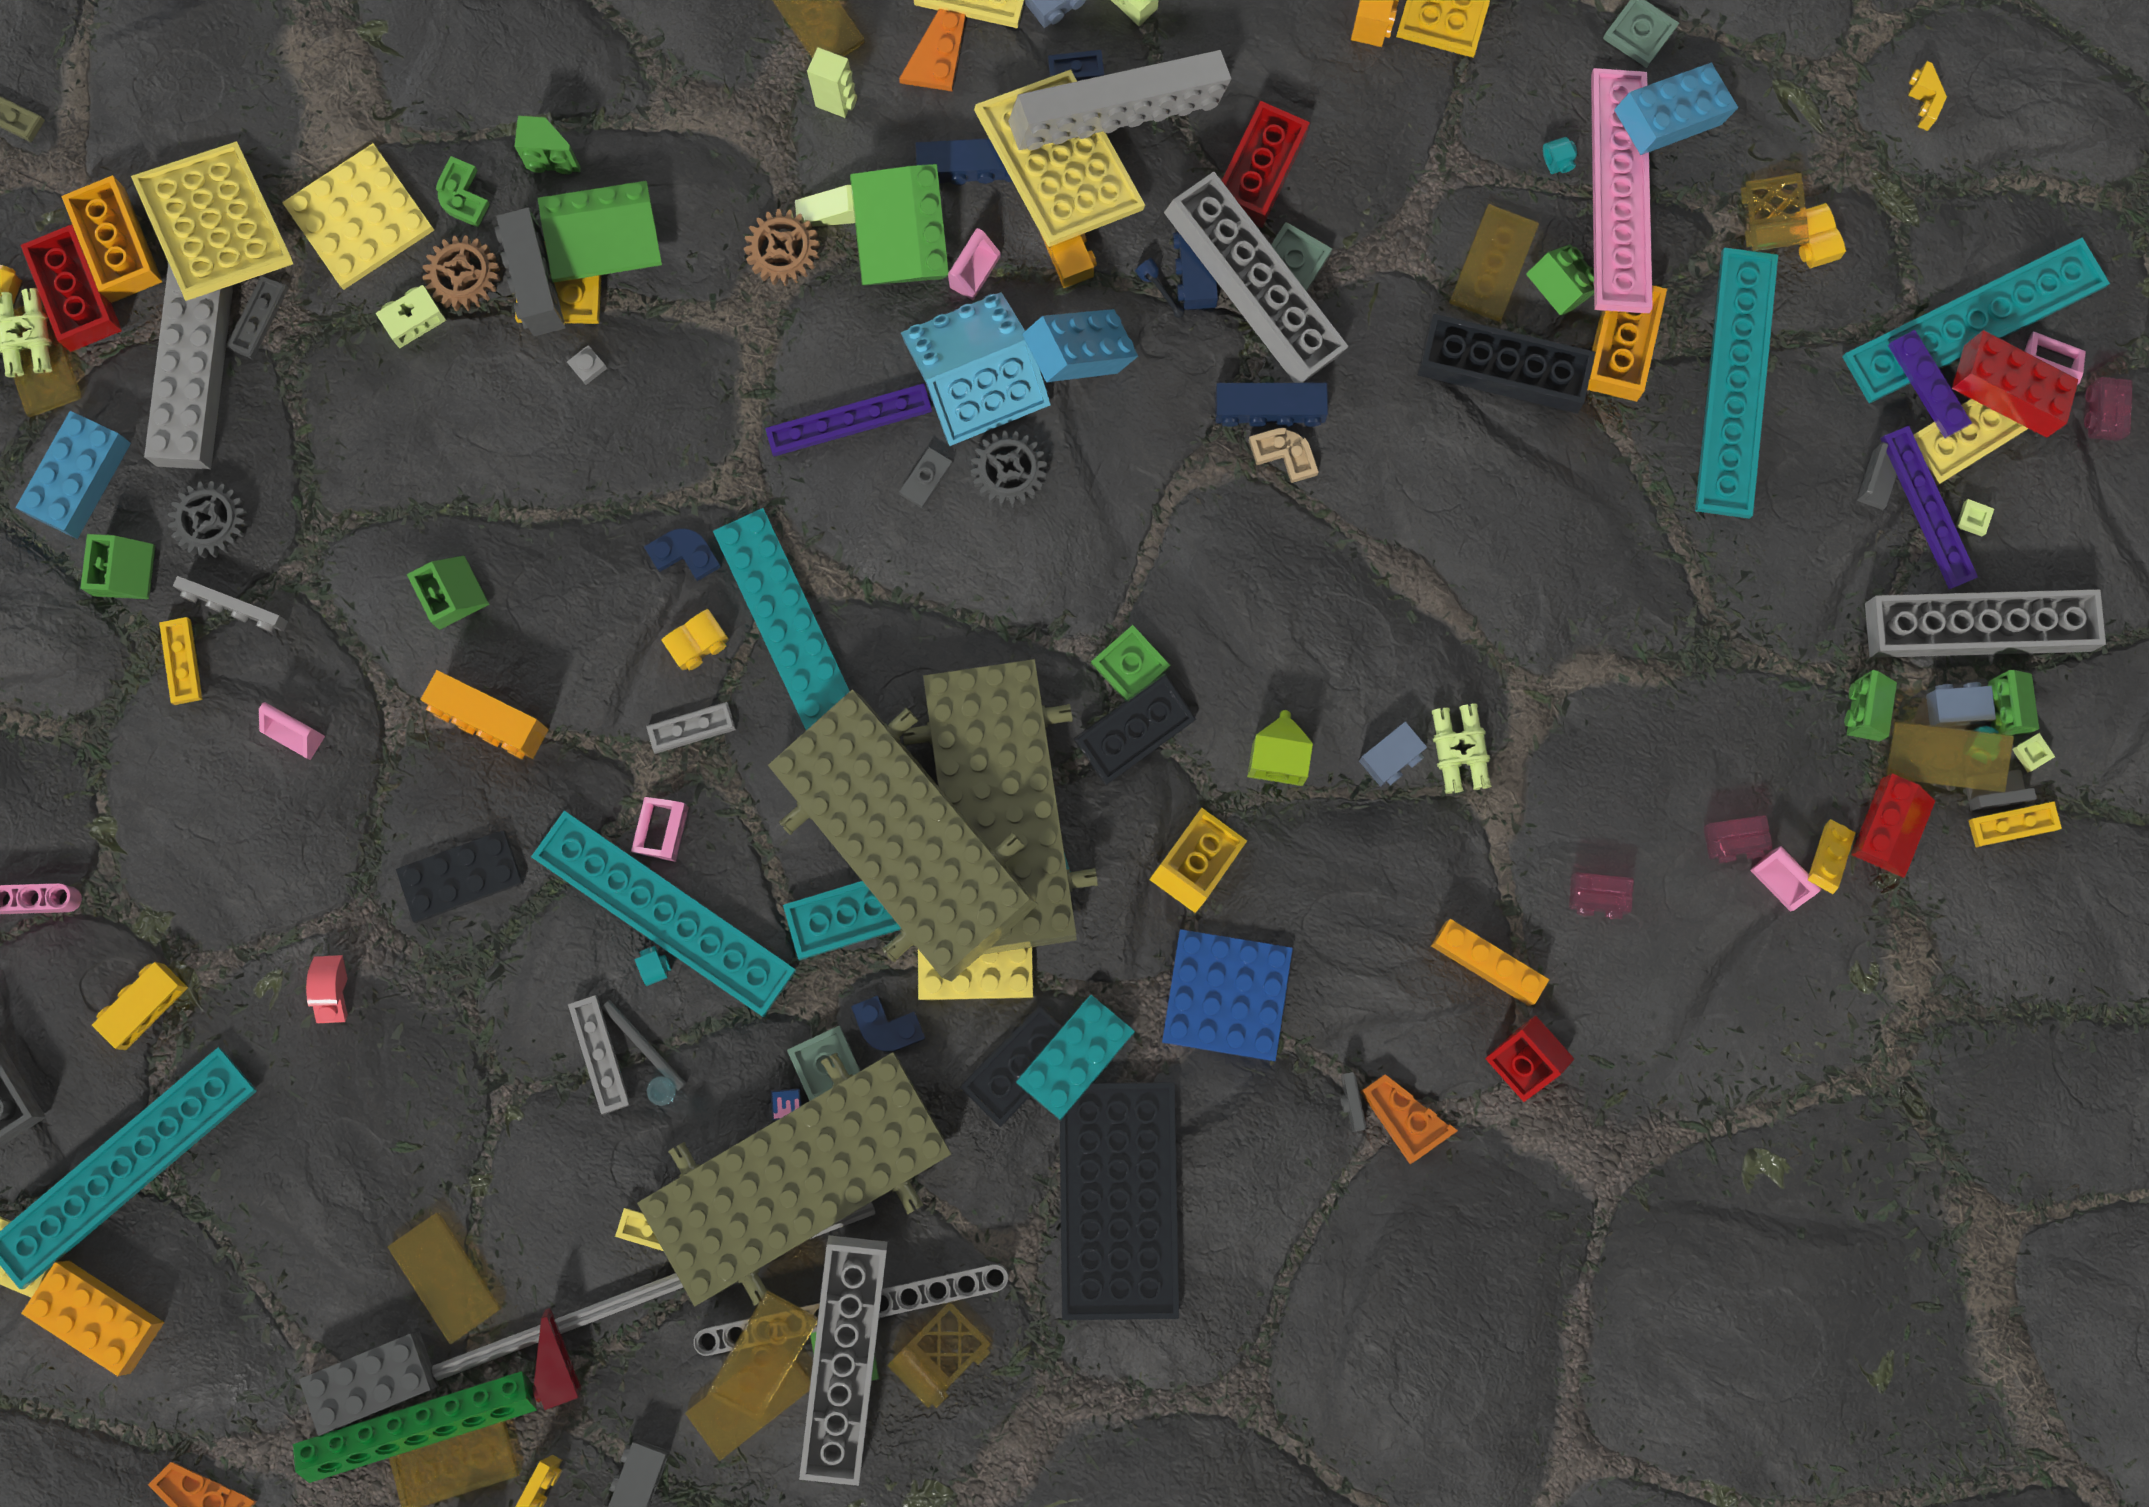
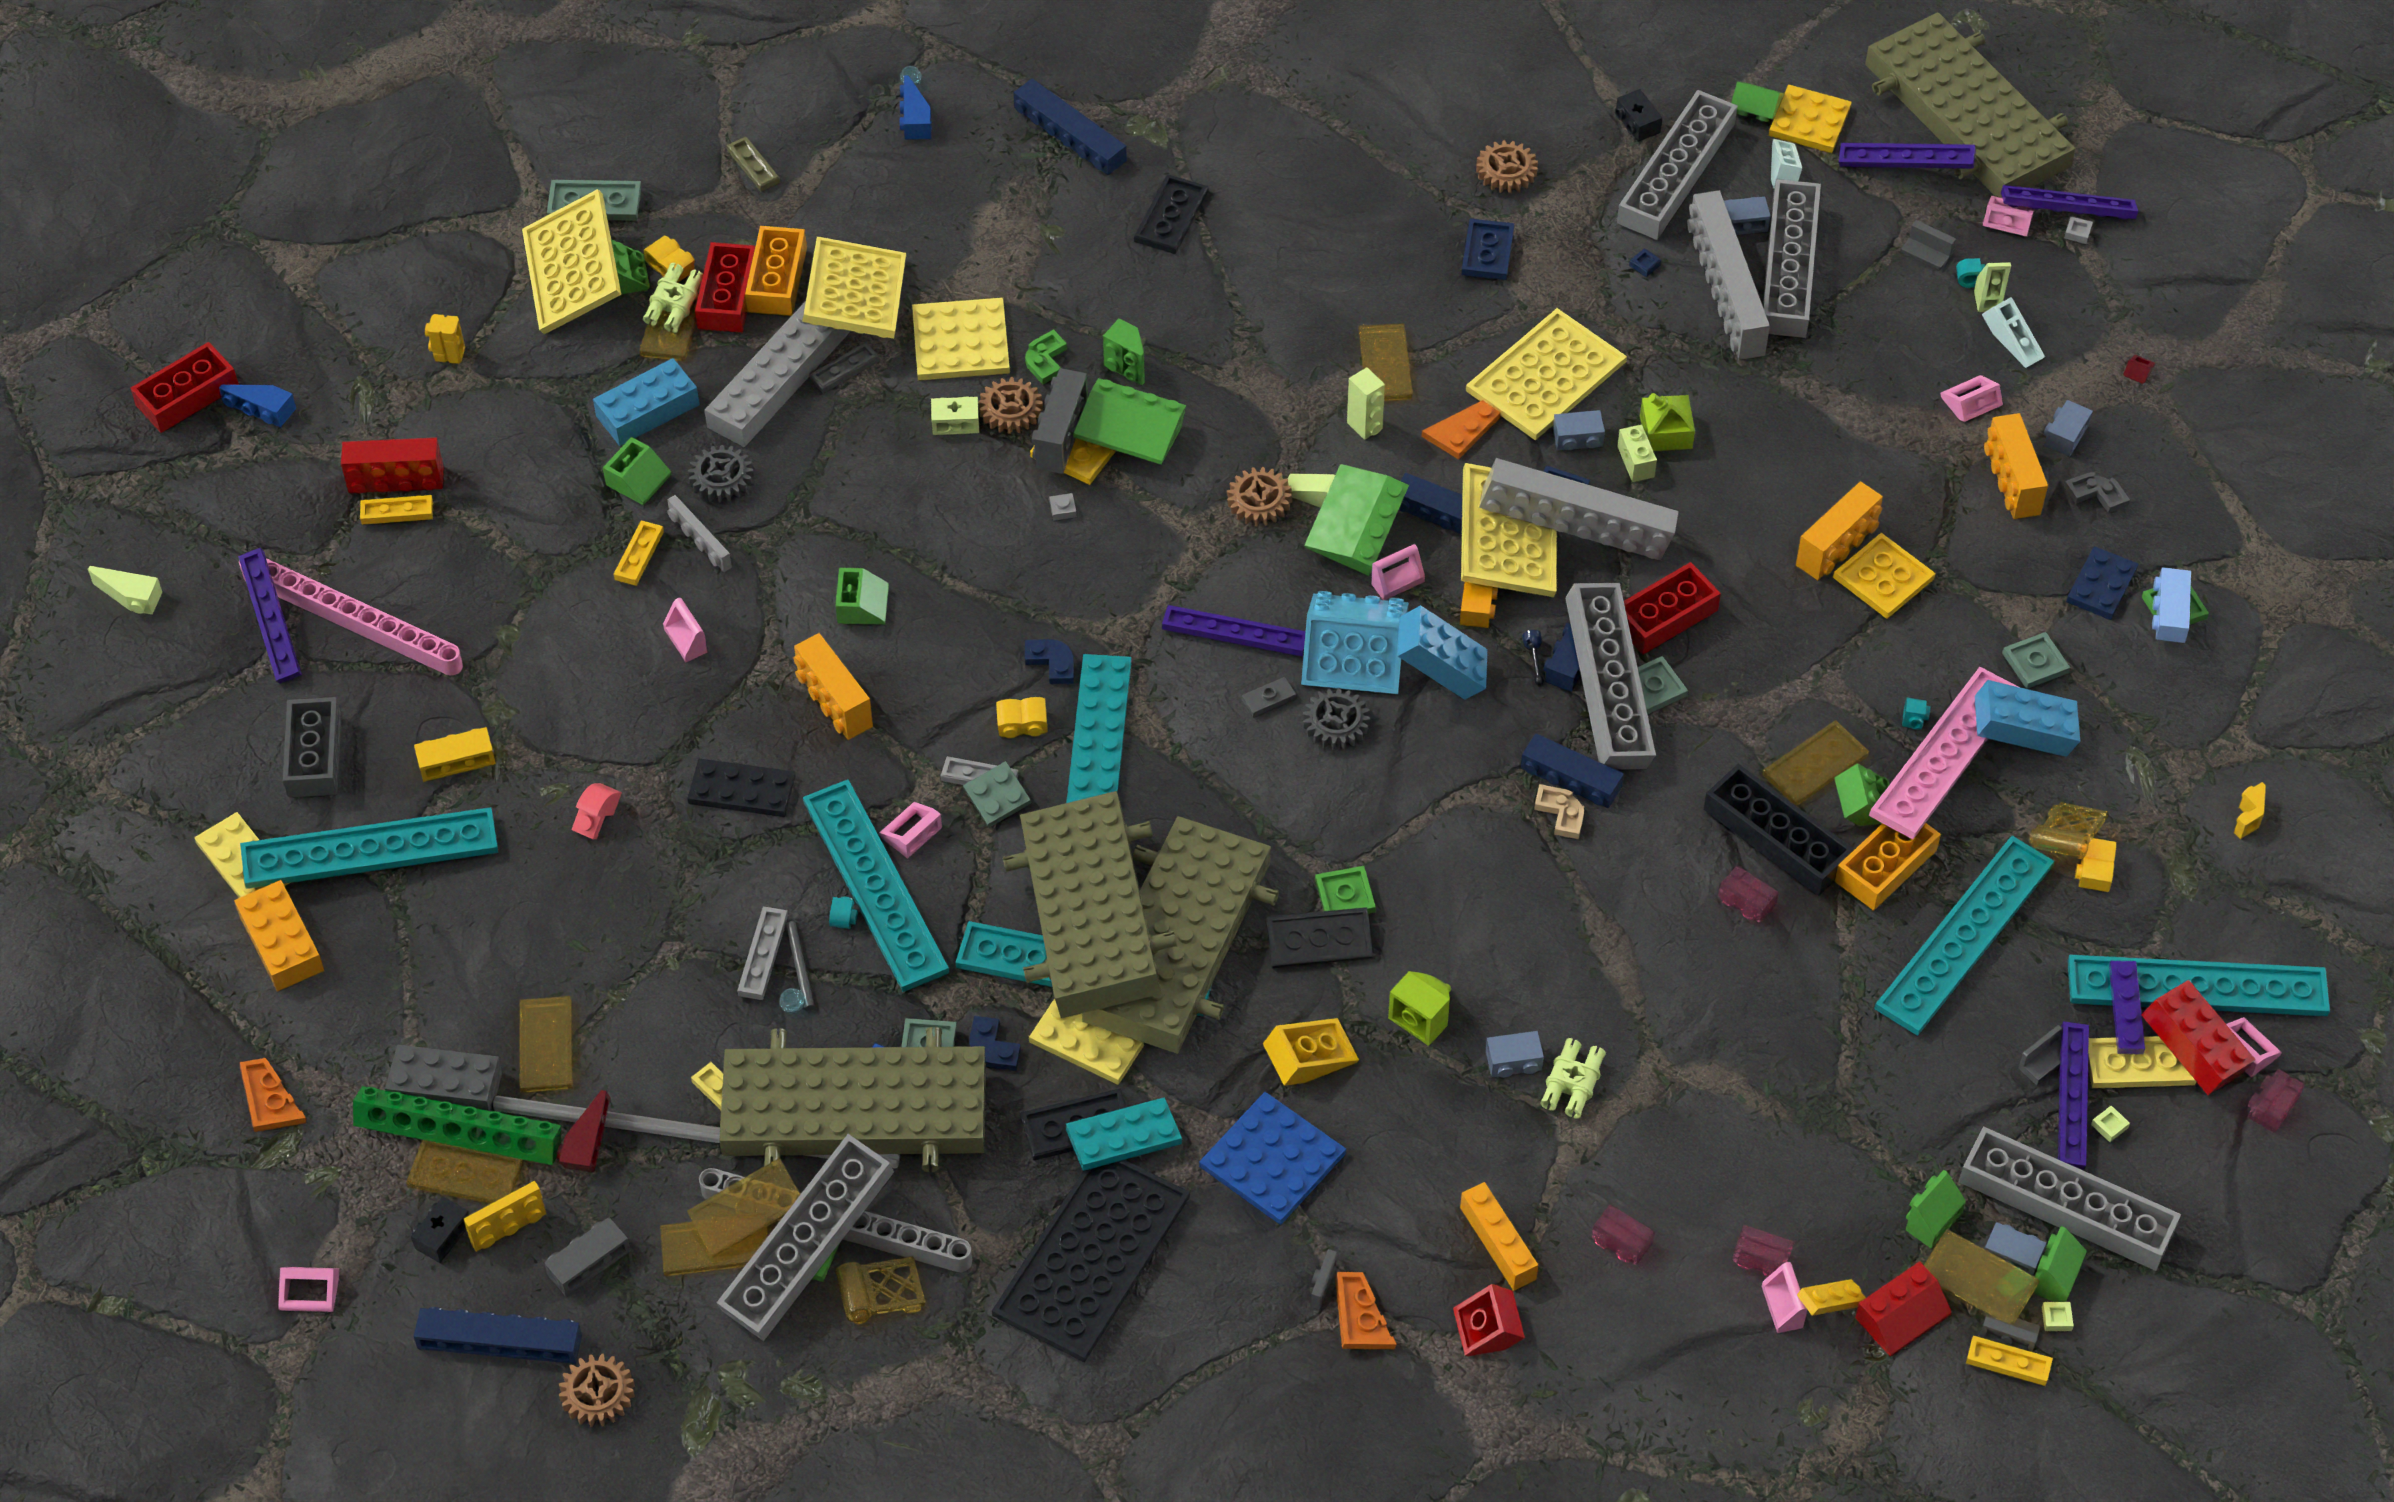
camera: 30 degrees right, 25 degrees down
(724, 743) = (997, 794): none -> sand green plate
(1514, 452) = (1747, 894): none -> clear pink brick

